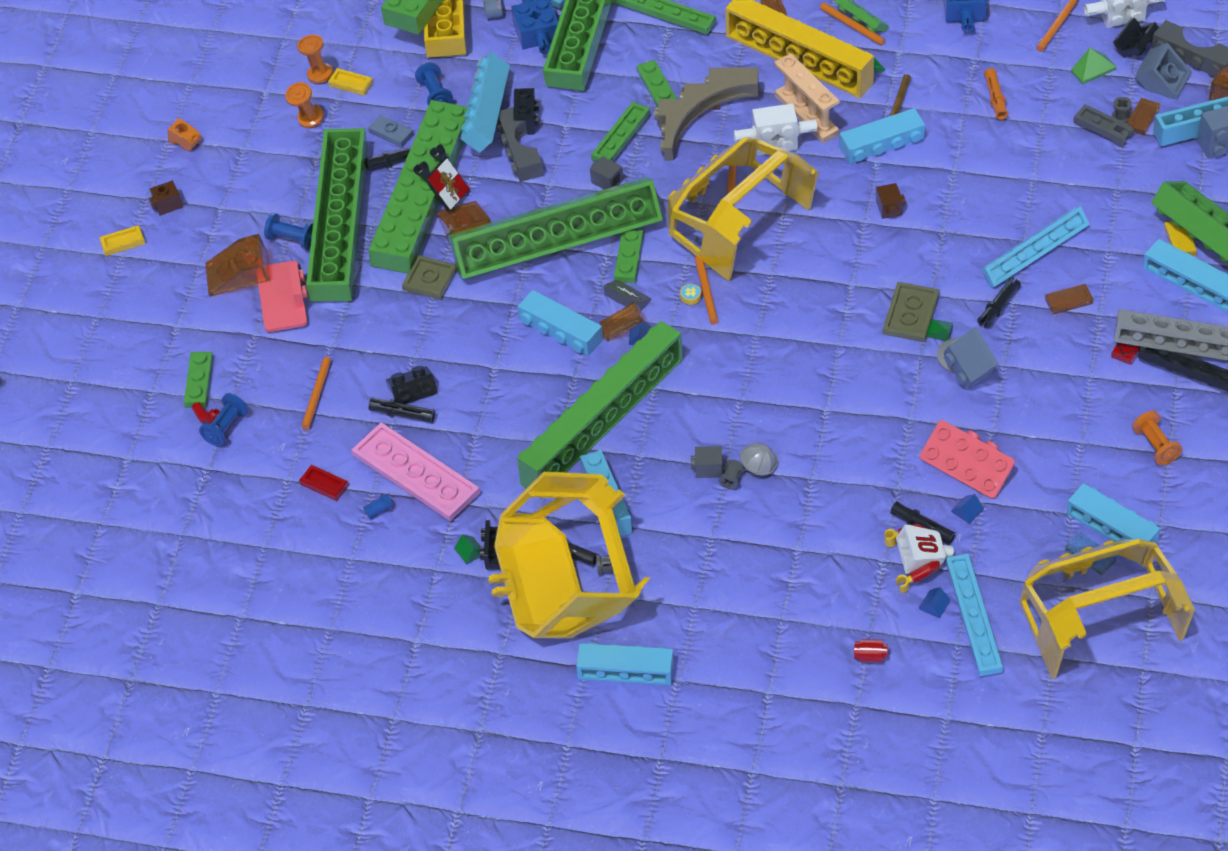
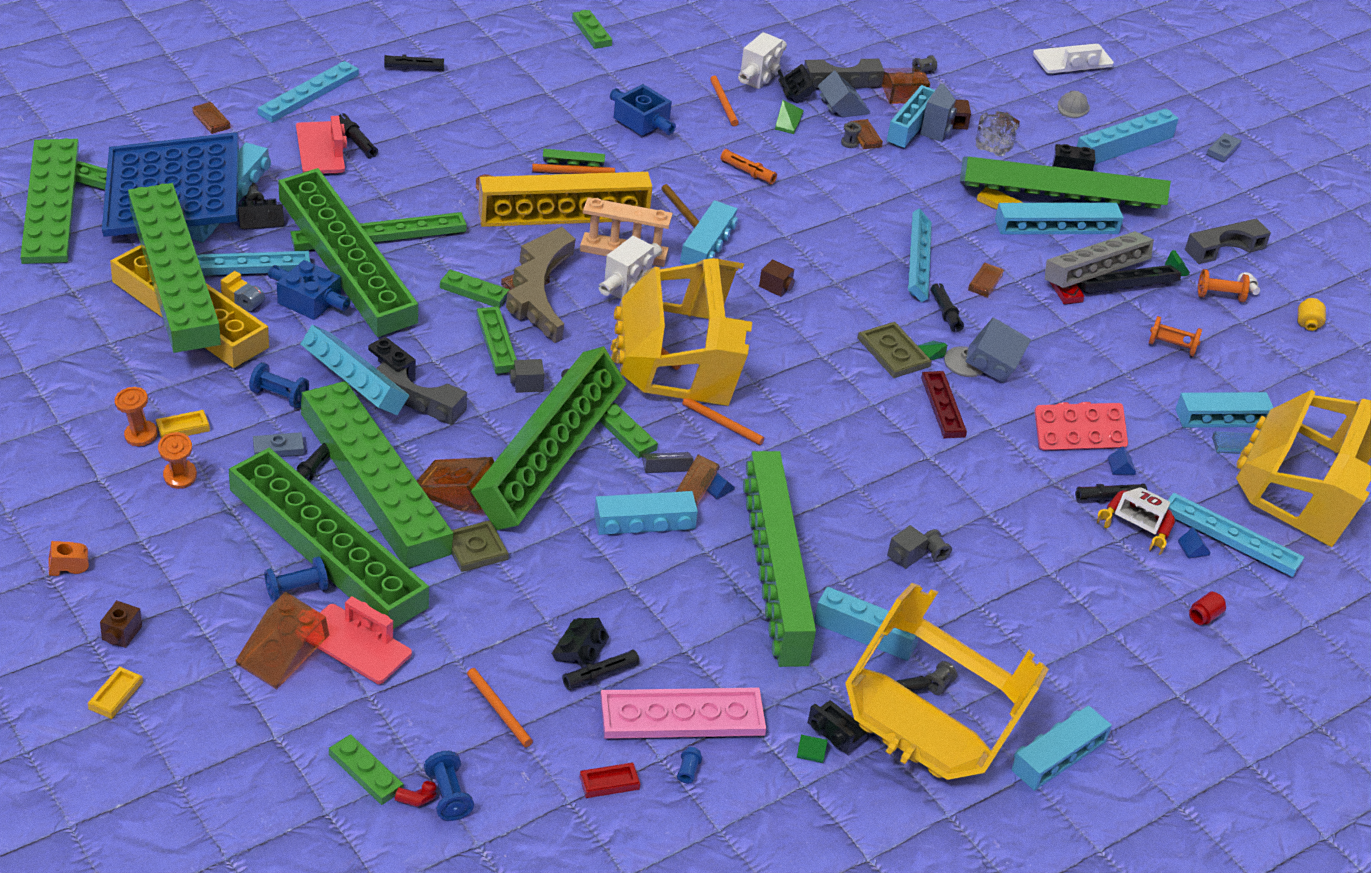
camera: 55 degrees left, 10 degrees down
(443, 179) = (397, 449): flag -> none
(690, 294) = (716, 430): tile -> none
(759, 459) = (942, 517): light grey piece -> none
(890, 377) = (943, 404): none -> dark red tile
(1103, 125) = (850, 151): dark grey plate -> none

